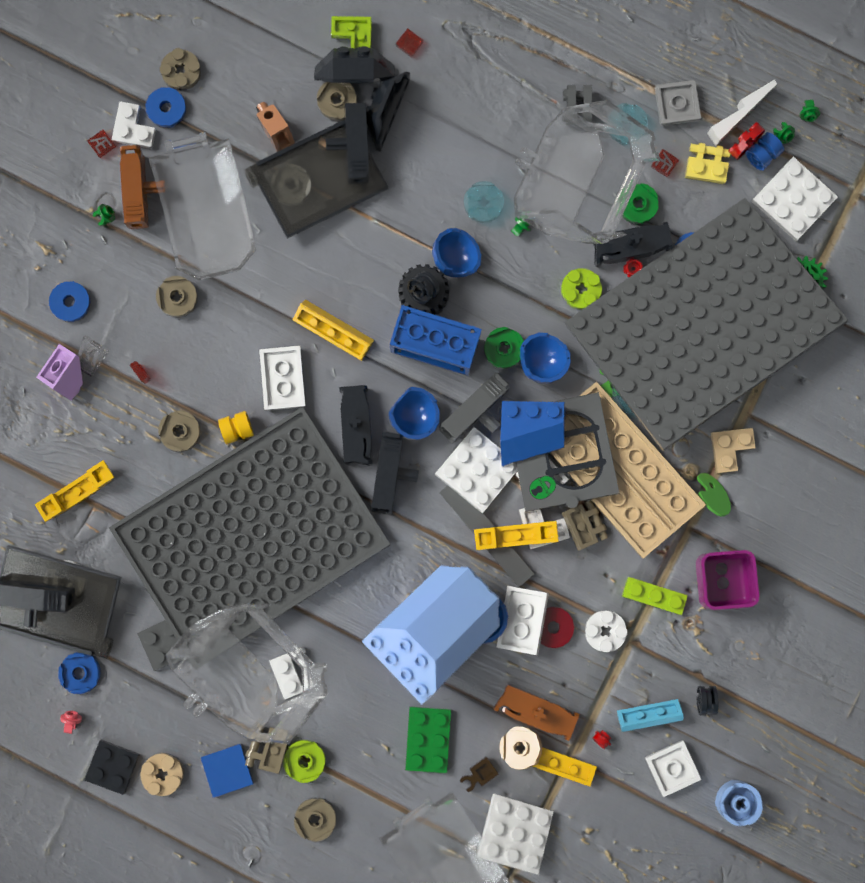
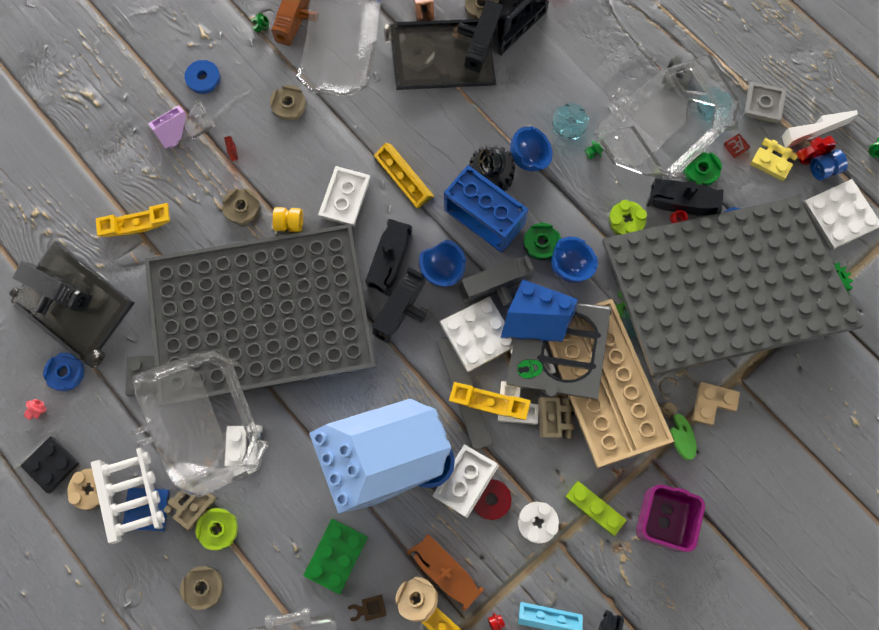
camera: 25 degrees right, 10 degrees down
(197, 785) = (106, 490): none -> white fence
(786, 134) = (853, 157): green plate -> none

